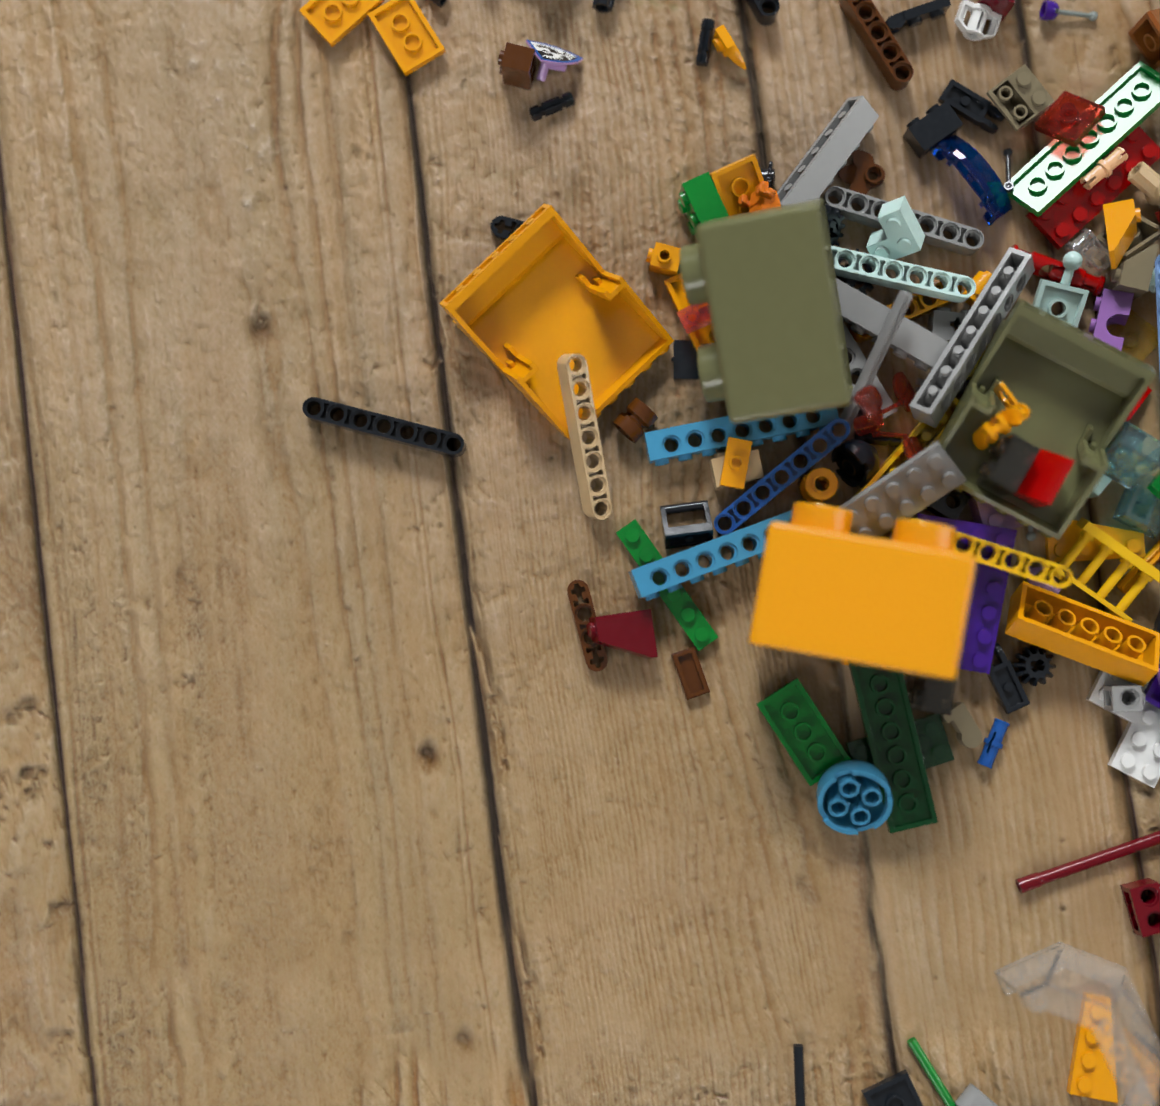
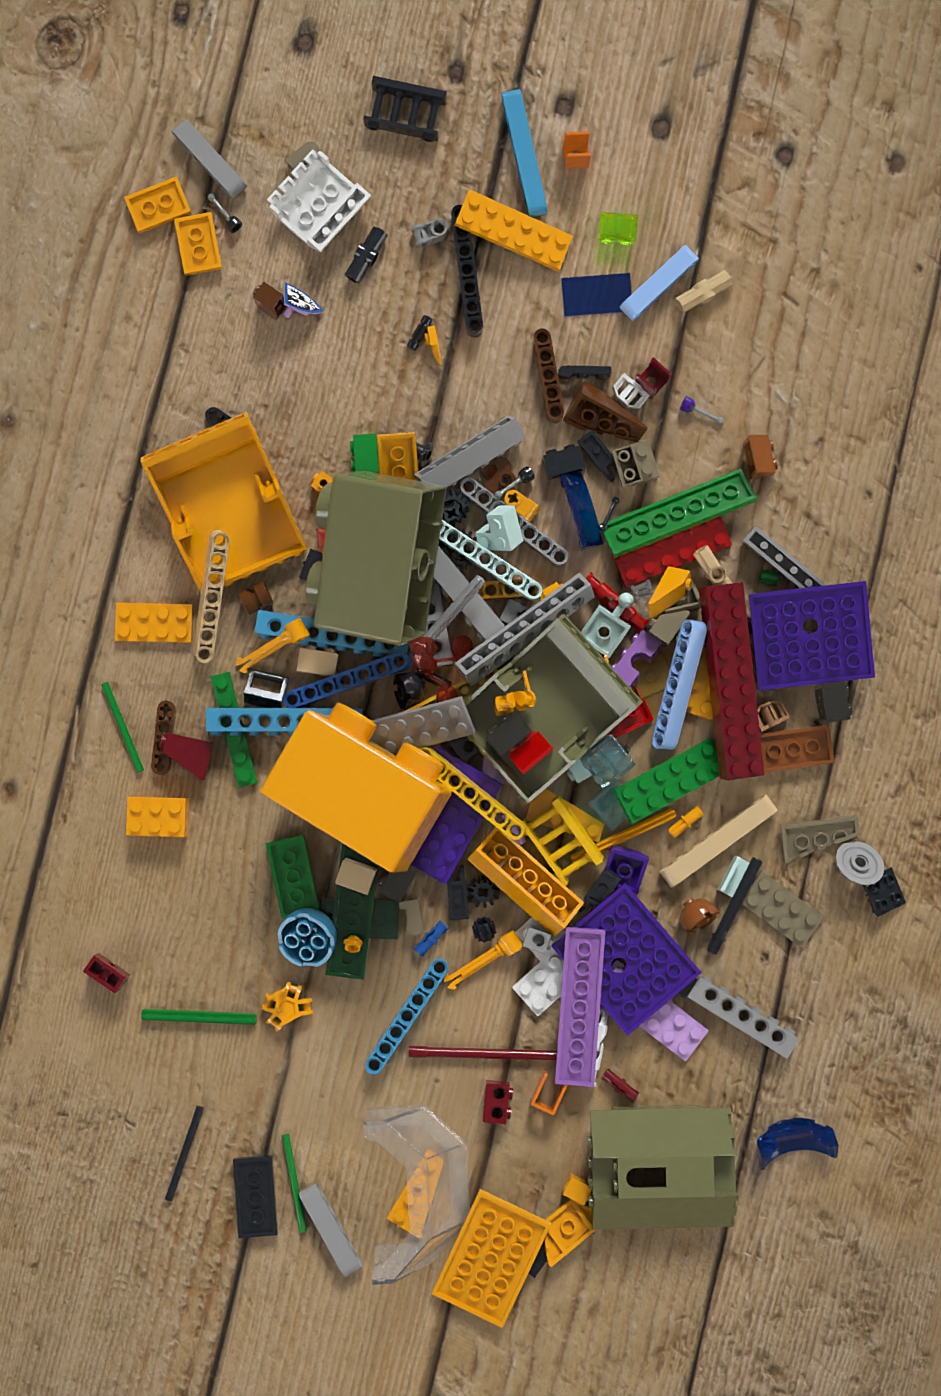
camera: 20 degrees right, 0 degrees up
(374, 421) = (61, 529): black beam -> none
(524, 495) = (154, 622): none -> light orange plate
(534, 631) = (122, 727): none -> green piece
(551, 106) = (286, 338): black axle -> none
(618, 721) = (157, 816): none -> light orange brick
(629, 929) = (106, 973): none -> dark red brick
(690, 673) = (226, 801): reddish brown tile -> none
(698, 445) = (293, 633): none -> light orange piece
(735, 463) = (316, 657): light orange plate -> none
(756, 939) = (199, 1016): none -> green axle
(760, 199) = (409, 468): orange piece -> none
(826, 478) = (377, 690): light orange hose -> none
(856, 889) = (286, 1007): none -> light orange piece
(887, 702) = (356, 876): none -> tan piece
(893, 161) = (525, 476): none -> hinge
(912, 784) = (353, 944): none -> light orange plate
(913, 194) = (524, 506): none -> light orange piece
(948, 55) = (599, 412): none -> reddish brown wedge
(1006, 856) = (404, 1025): none -> dark azure beam
(1053, 709) = (484, 929): none -> black gear
(1070, 118) = (668, 492): clear red plate -> none
(1086, 716) = (507, 944): none -> light orange piece
(1104, 168) = (678, 539): light nougat pin -> none

